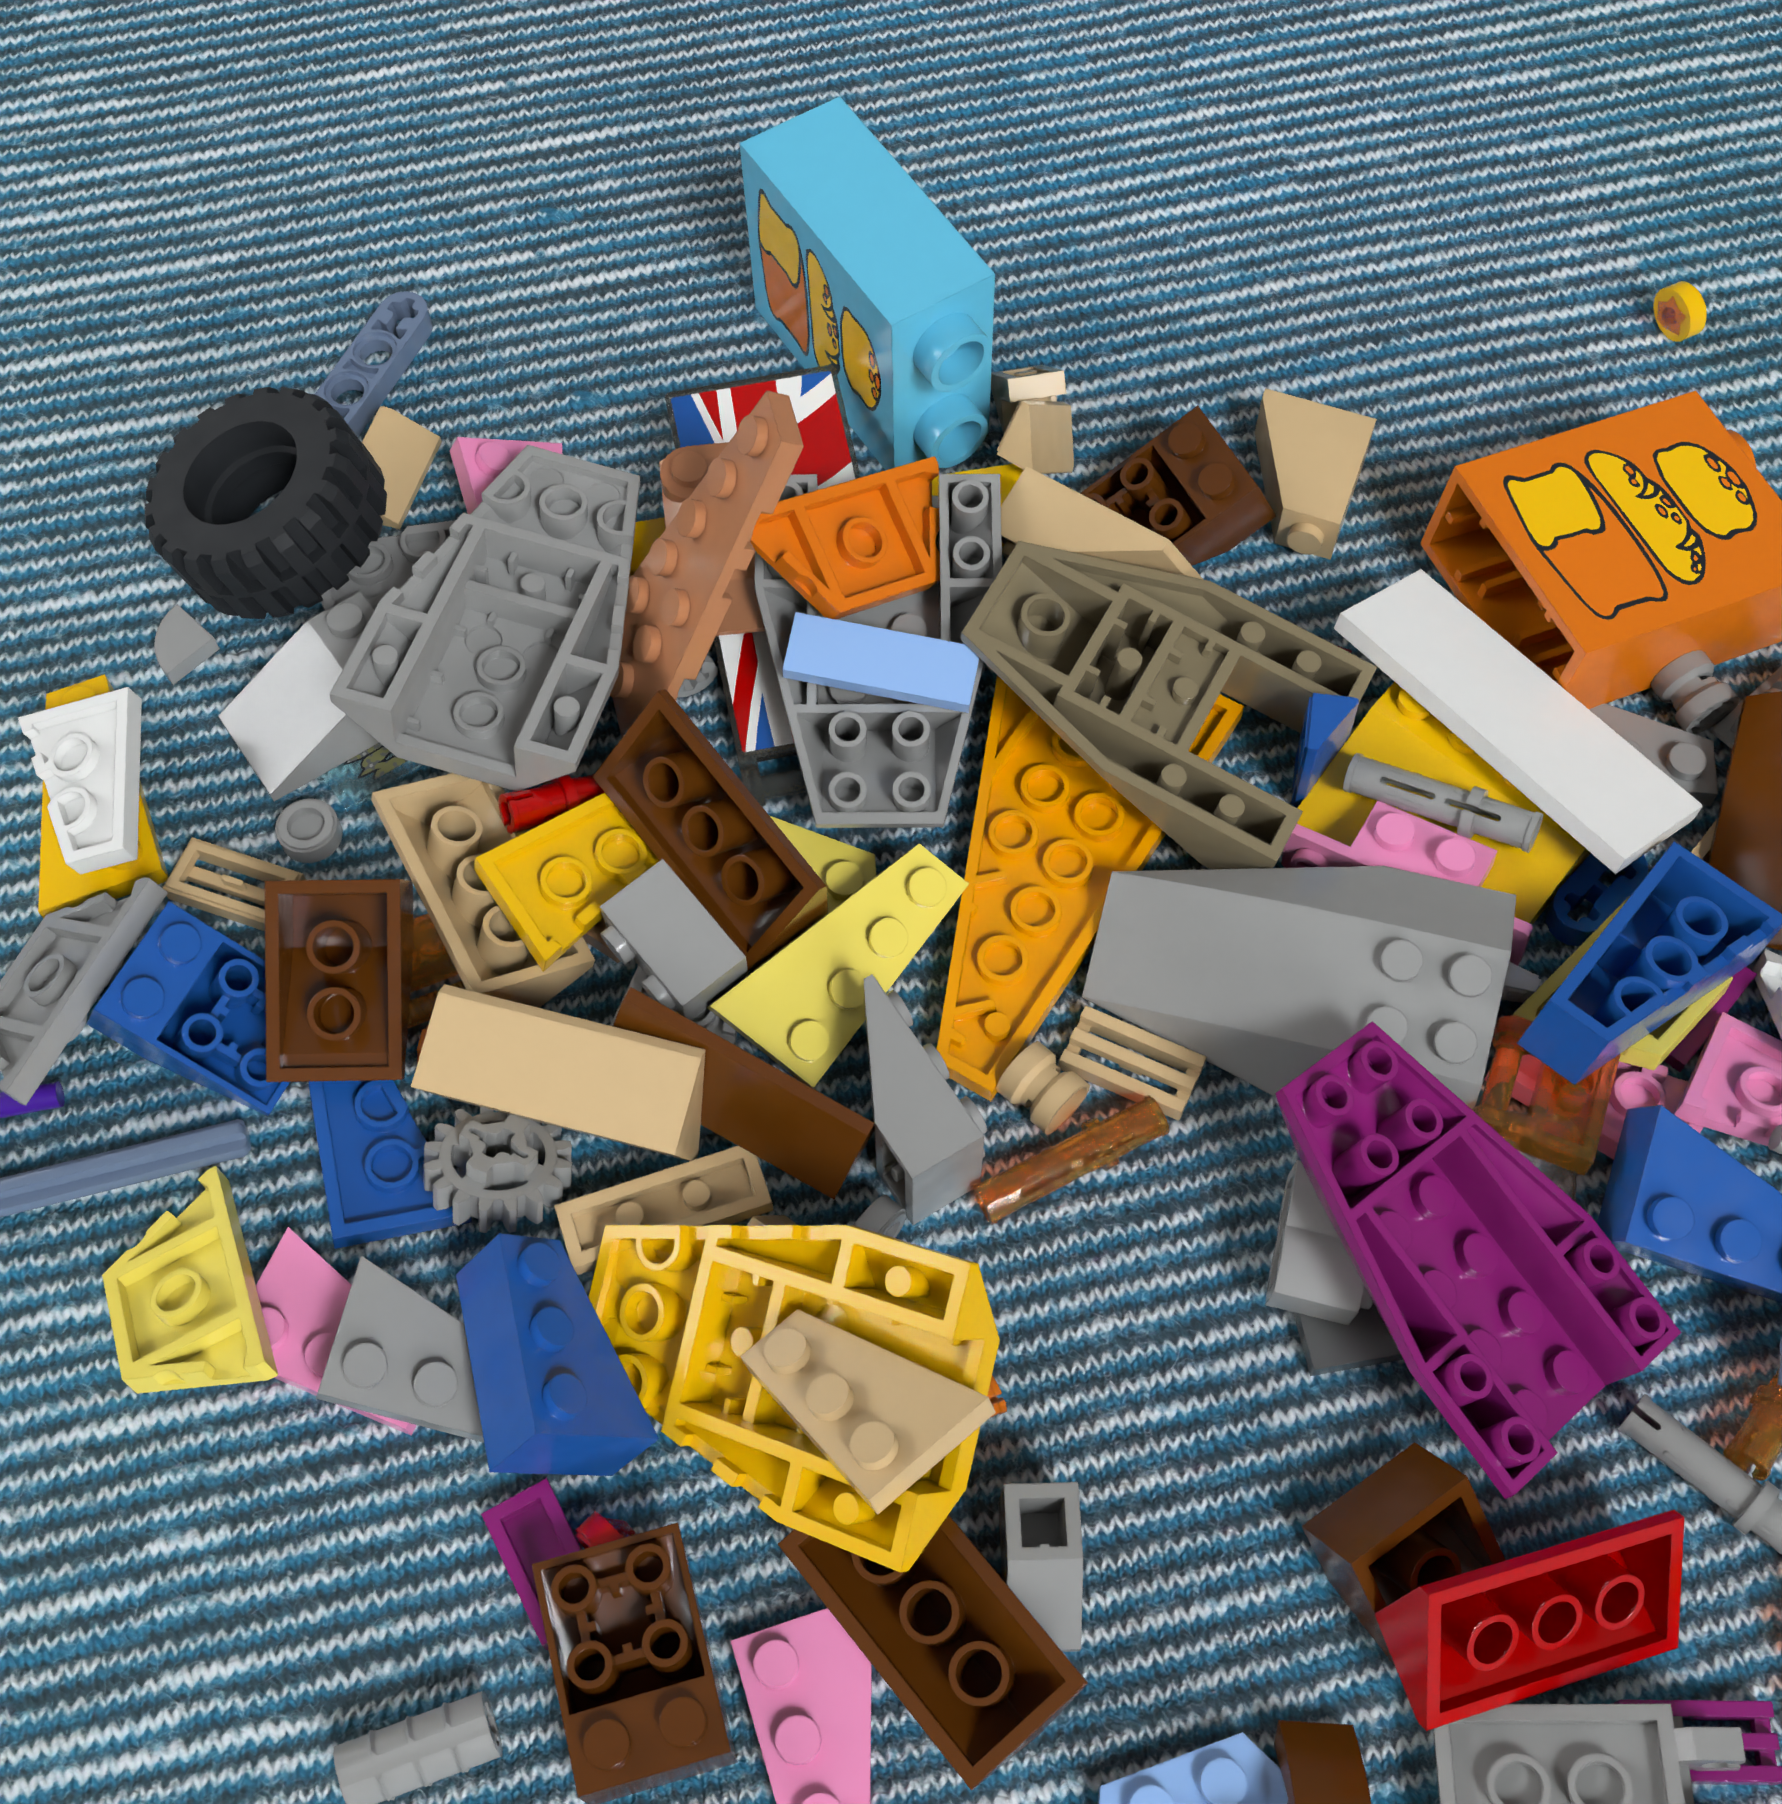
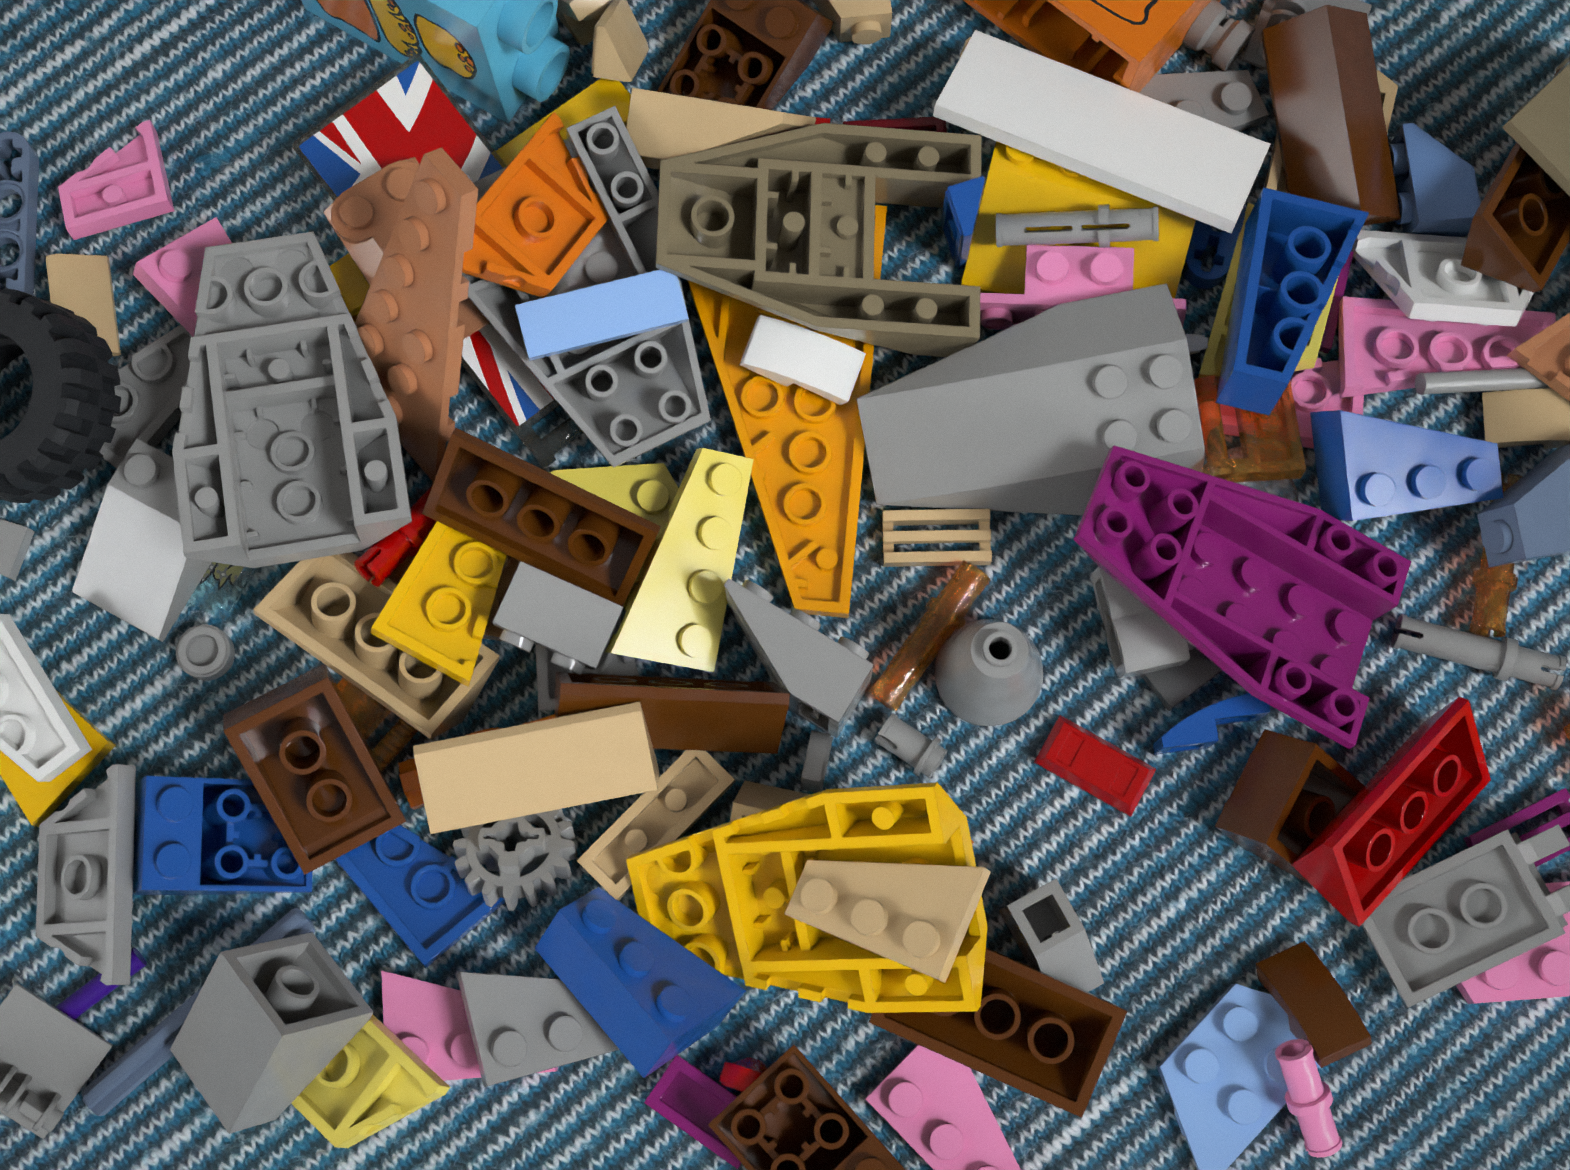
camera: 25 degrees left, 15 degrees up
(131, 1217) = (267, 1027): none -> light grey slope
(216, 903) = (125, 731): tan tile -> none
(485, 381) = (118, 187): none -> bright pink wing
(1002, 1282) = (911, 746): none -> light grey pin
(1038, 1084) = (880, 590): tan wheel -> none
(1076, 807) = (803, 358): none -> white slope
(1121, 1227) = (989, 672): none -> light grey cone
(1193, 1396) = (1095, 765): none -> red tile
(1331, 1404) = (1200, 728): none -> blue slope

